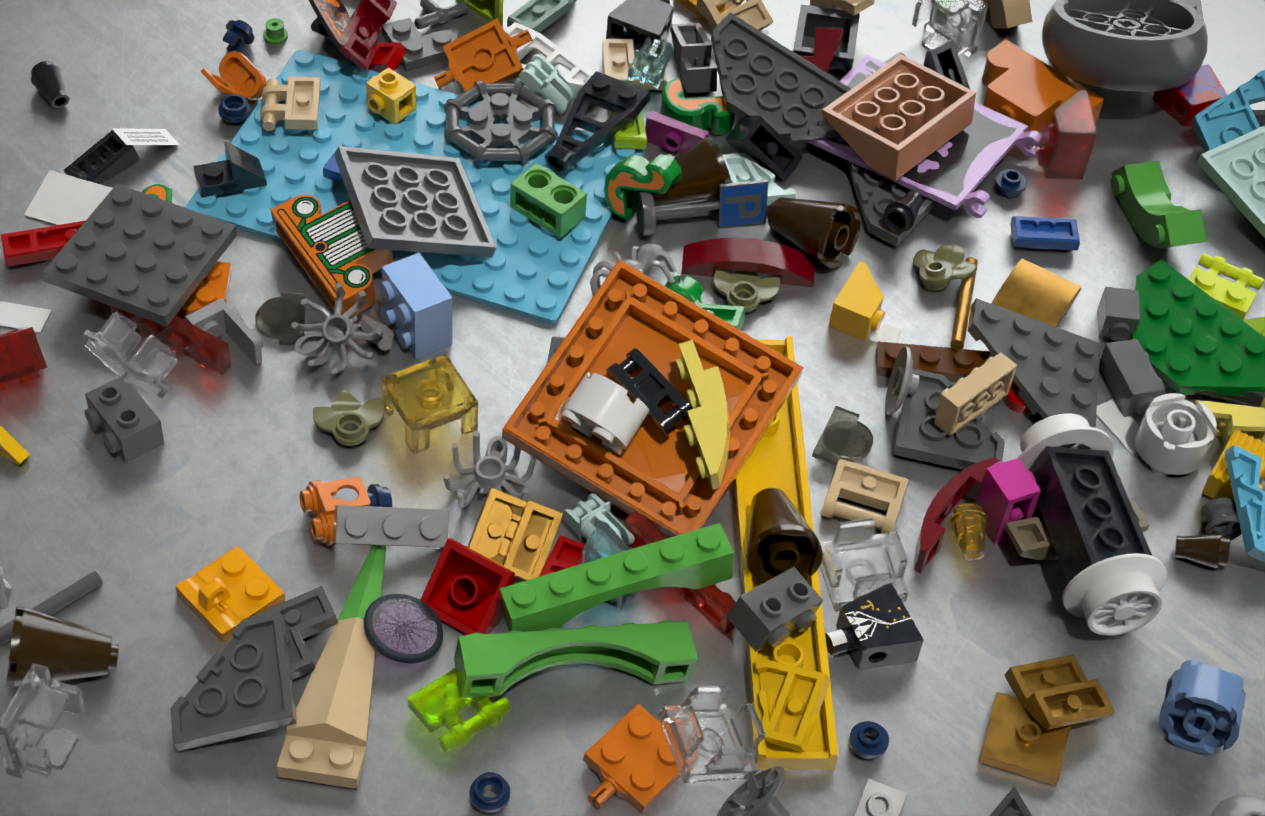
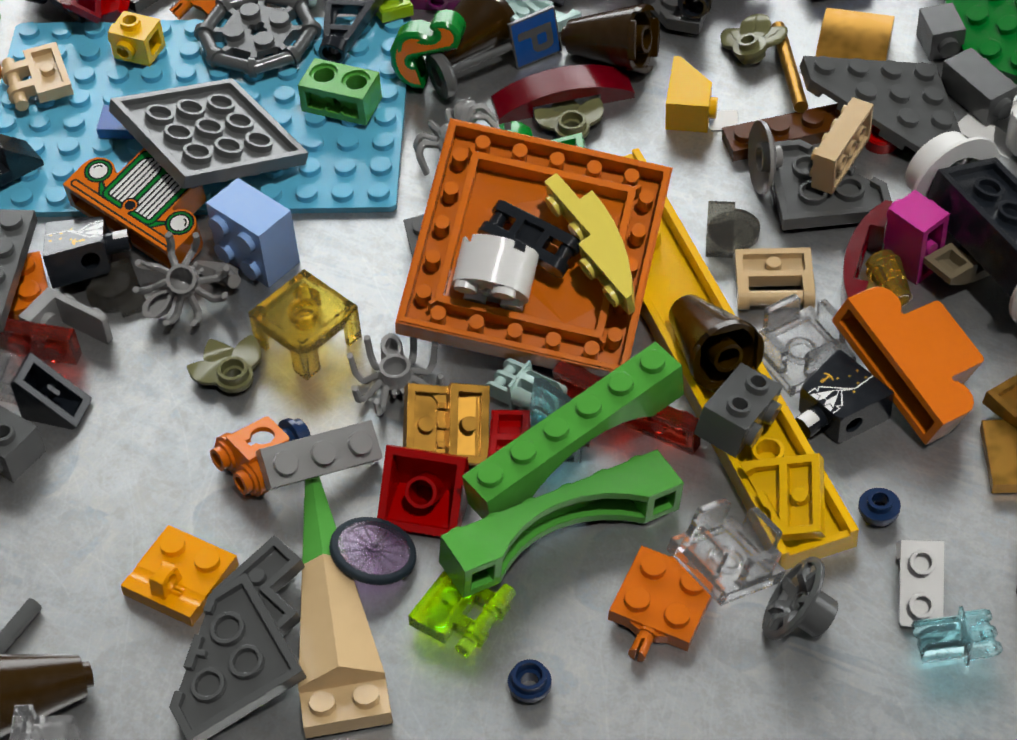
camera: 10 degrees left, 0 degrees up
(183, 395) = (47, 395): none -> black slope
(264, 273) = (81, 249): none -> black torso
(956, 613) = (915, 355): none -> orange brick

